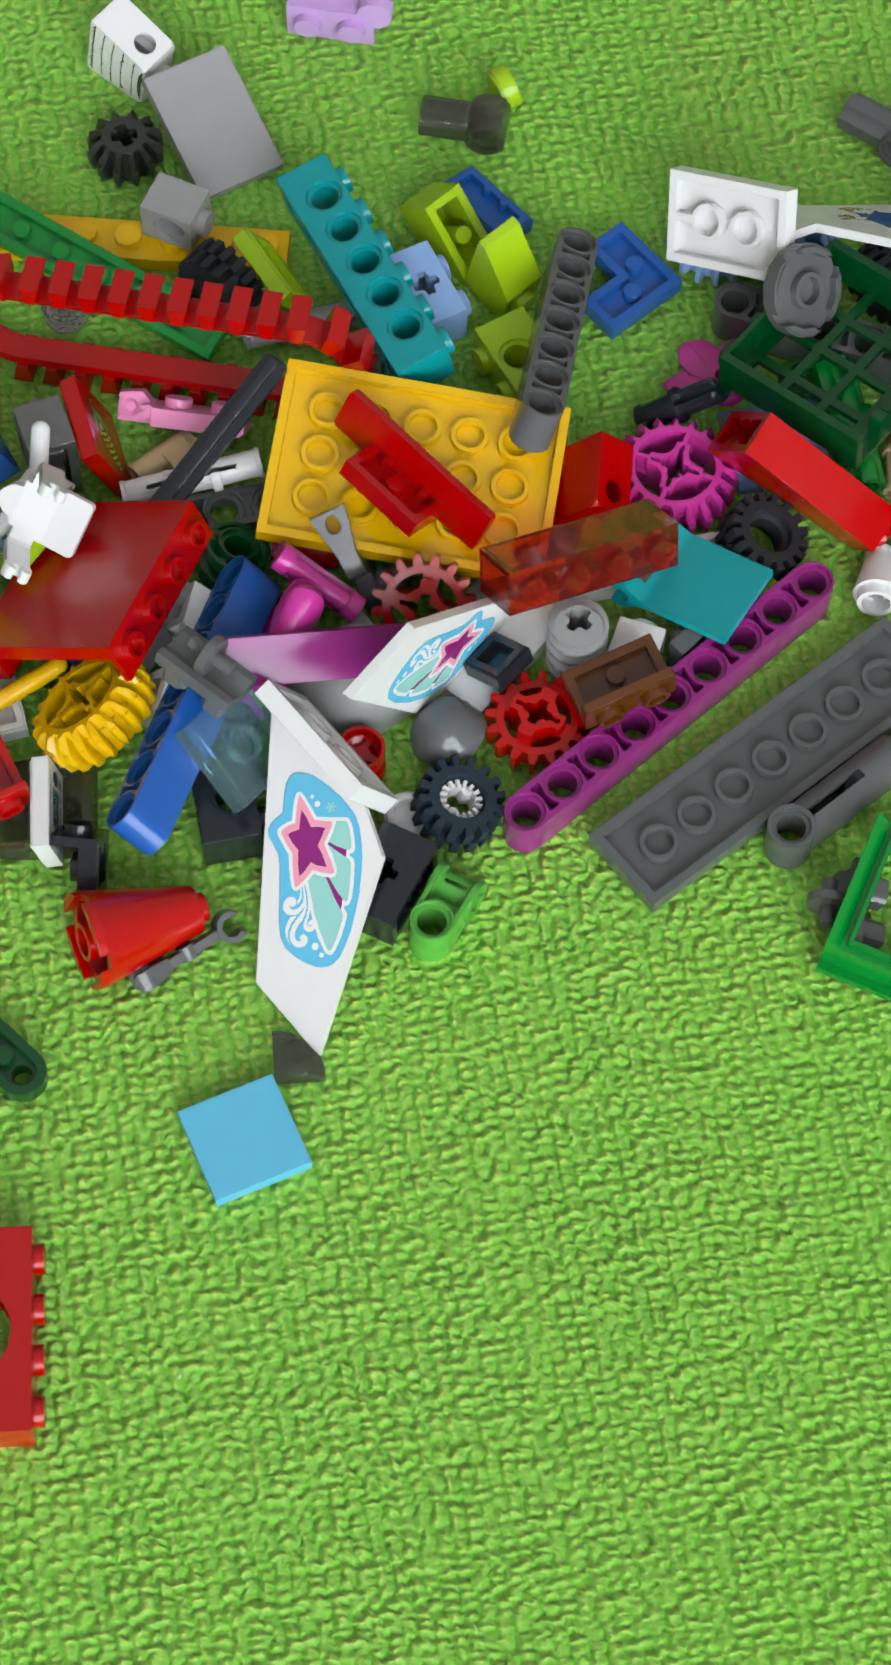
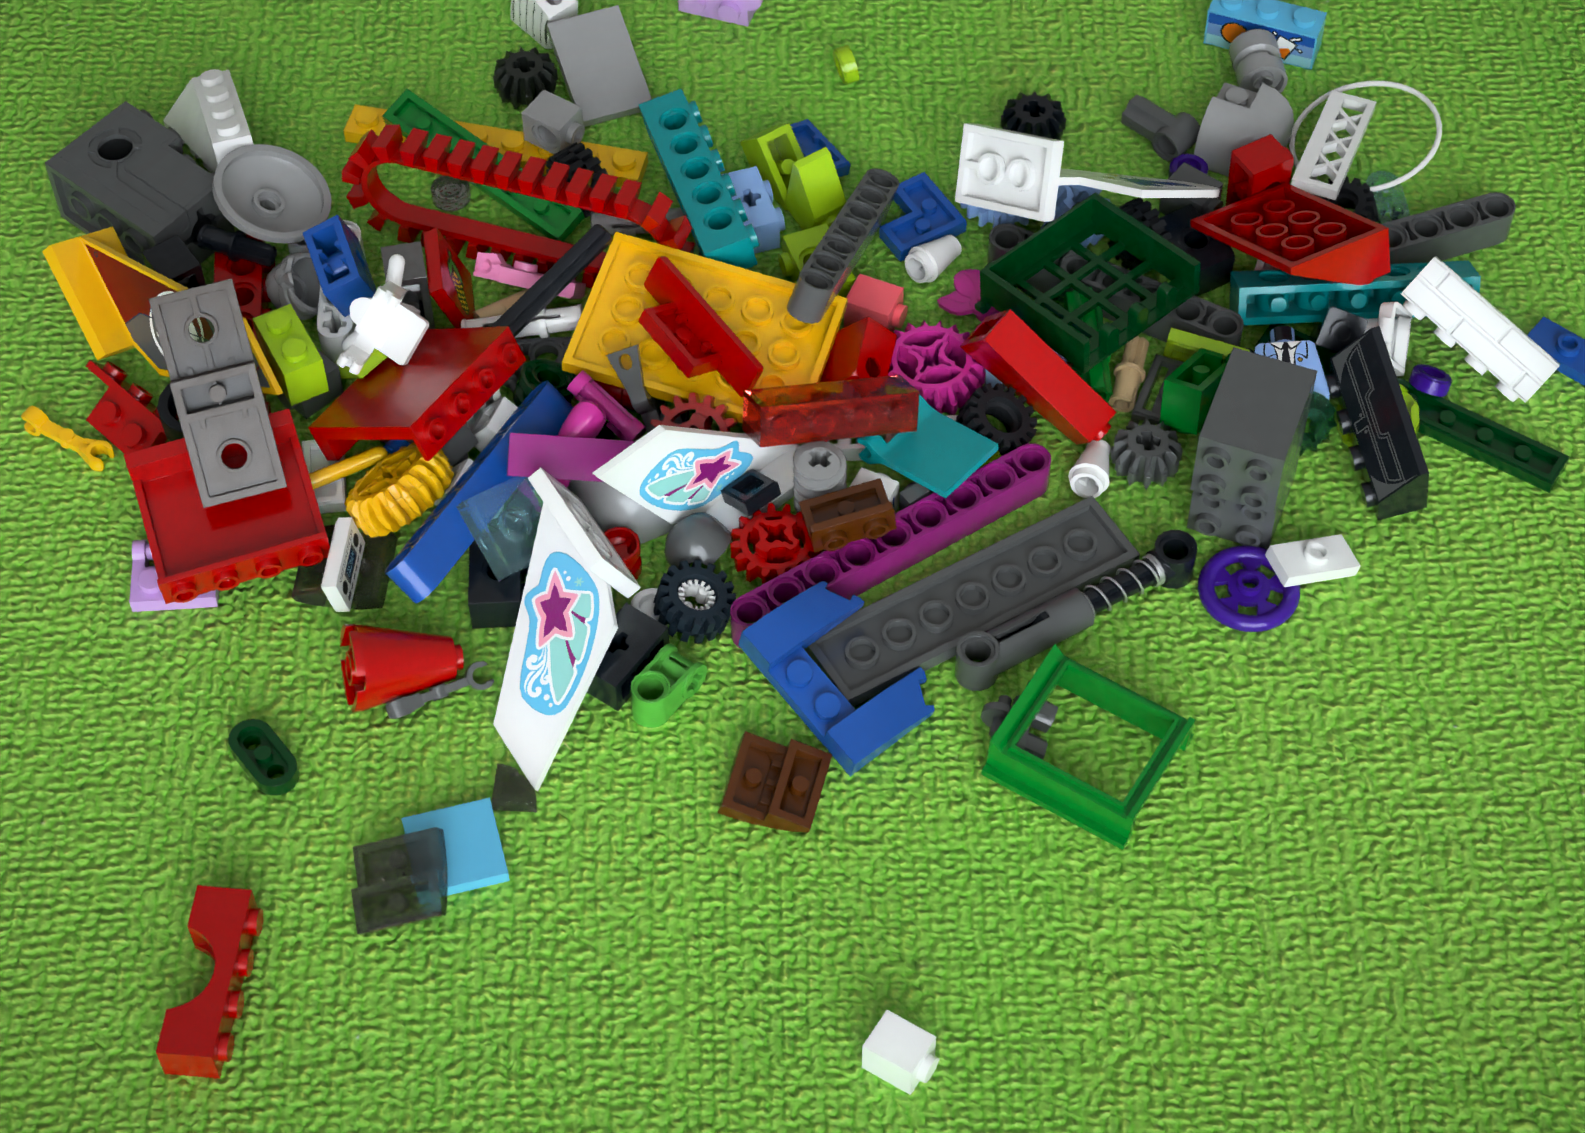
camera: 10 degrees right, 10 degrees down
(90, 863) = (373, 601): black bracket -> none
(193, 1189) = (400, 880): none -> clear smoke slope
(205, 669) = (488, 451): dark grey hips -> none
(269, 266) = (618, 165): lime tile -> none
(477, 123) = (820, 89): clear smoke piece -> none
(588, 1012) = (775, 783): none -> reddish brown slope
(597, 403) = (877, 300): none -> coral brick
(647, 335) = (932, 258): none -> white cone
(658, 943) = (848, 733): none -> blue wedge
(680, 403) = (947, 309): black axle -> none
(736, 140) = (1034, 116): none -> black gear
(786, 1315) = (900, 1052): none -> white brick
(801, 289) = (1059, 227): dark grey tile -> none

